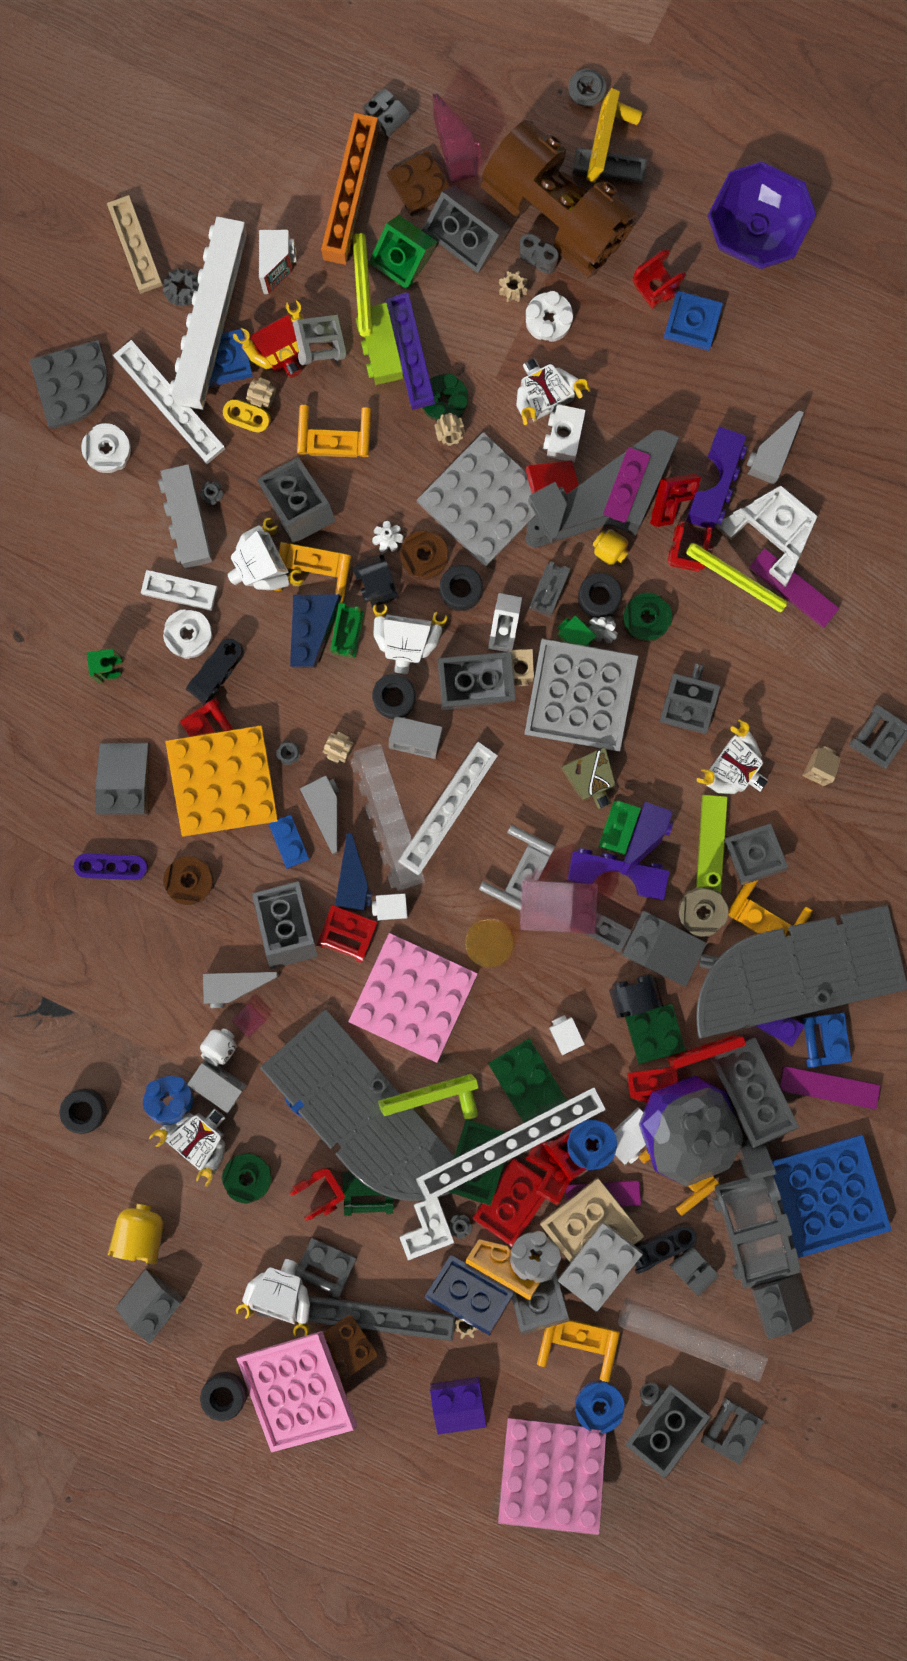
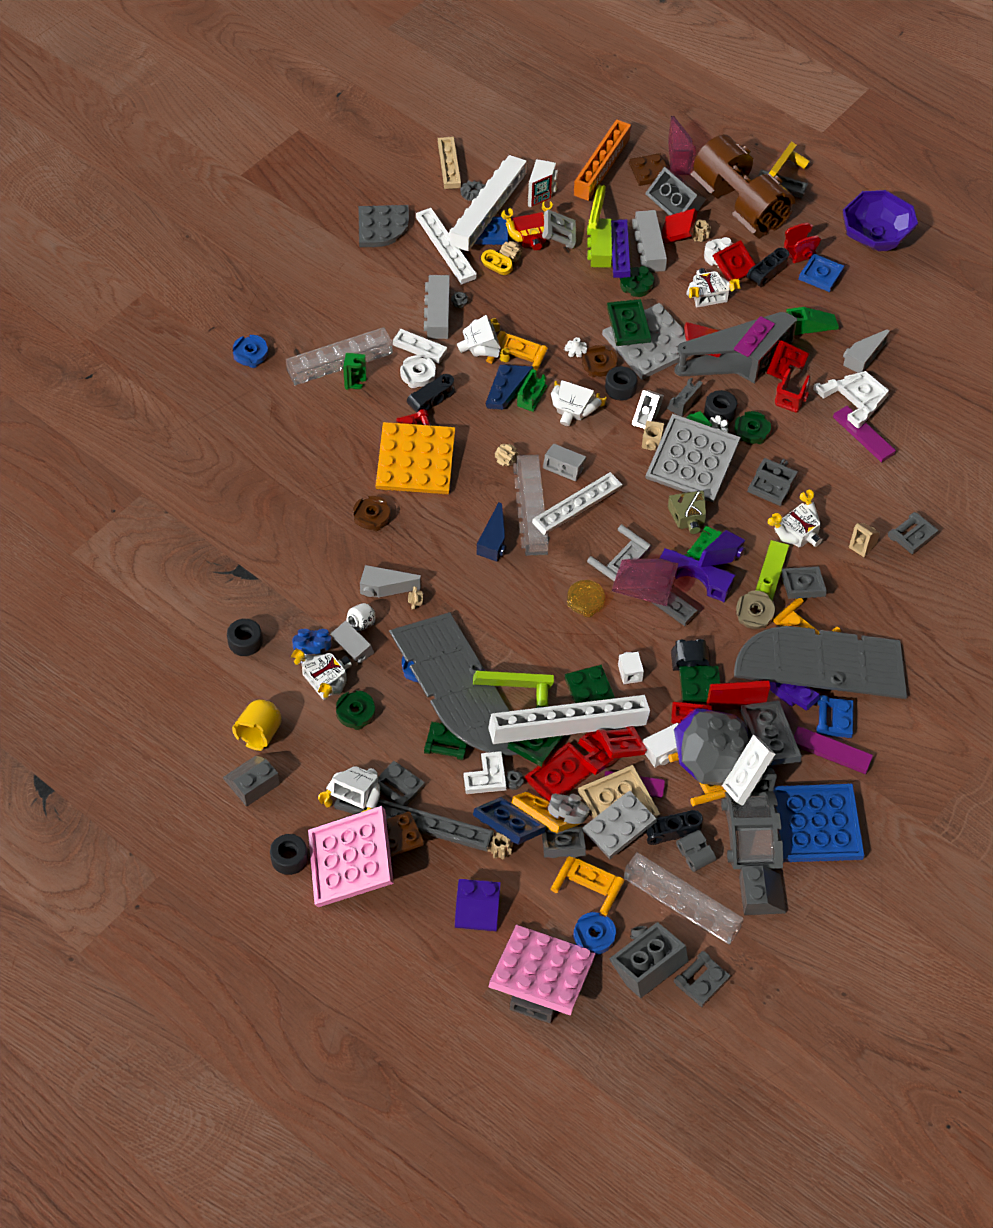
camera: 10 degrees right, 30 degrees down
(76, 637) = (331, 357): none -> clear brick
(97, 438) = (391, 268): white plate -> none
(100, 866) = (311, 489): dark purple plate -> none
(122, 779) = (343, 446): dark grey slope -> none
(249, 1020) = (389, 610): clear pink tile -> none
(277, 998) = (415, 597): none -> tan plate
(284, 925) = (435, 554): dark grey slope -> none
(289, 841) = (453, 506): blue plate -> none
(293, 757) = (468, 449): dark grey plate -> none
(296, 500) = (518, 314): dark grey slope -> none
(324, 806) = (485, 488): light grey slope -> none
(328, 1206) = (408, 736): red piece -> none
(333, 442) = (553, 288): light orange plate -> none
(348, 925) = (482, 564): red plate -> none
(376, 580) = (561, 368): black cylinder -> none
(390, 113) = (639, 129): dark grey piece -> none
(390, 907) = (517, 558): white brick -> none
(394, 681) = (555, 426): black tyre -> none
(402, 251) = (628, 198): green slope -> none
(413, 997) = (518, 622): bright pink plate -> none
(448, 323) = (650, 240): none -> light grey brick
(449, 429) = (634, 290): tan gear -> none
(450, 486) = (628, 322): none -> dark green plate
(475, 680) = (616, 433): dark grey slope -> none
(482, 288) = (678, 226): none -> red tile
(538, 253) = (721, 216): dark grey piece -> none
(549, 508) = (696, 334): dark grey slope -> none
(571, 420) = (717, 312): white brick -> none
(572, 334) = (734, 261): none -> red tile
(587, 77) = (775, 139): dark grey gear -> none
(606, 1147) = (633, 742): blue plate -> none
(611, 343) = (769, 267): none -> black piece
(611, 547) = (735, 381): yellow head -> none
(663, 948) = (718, 627): dark grey slope -> none
(694, 415) = (812, 320): none -> green slope
(724, 452) = (829, 346): dark purple arch -> none
(736, 577) = (823, 411): neon yellow axle -> none
(741, 1174) = (748, 770): none -> white plate

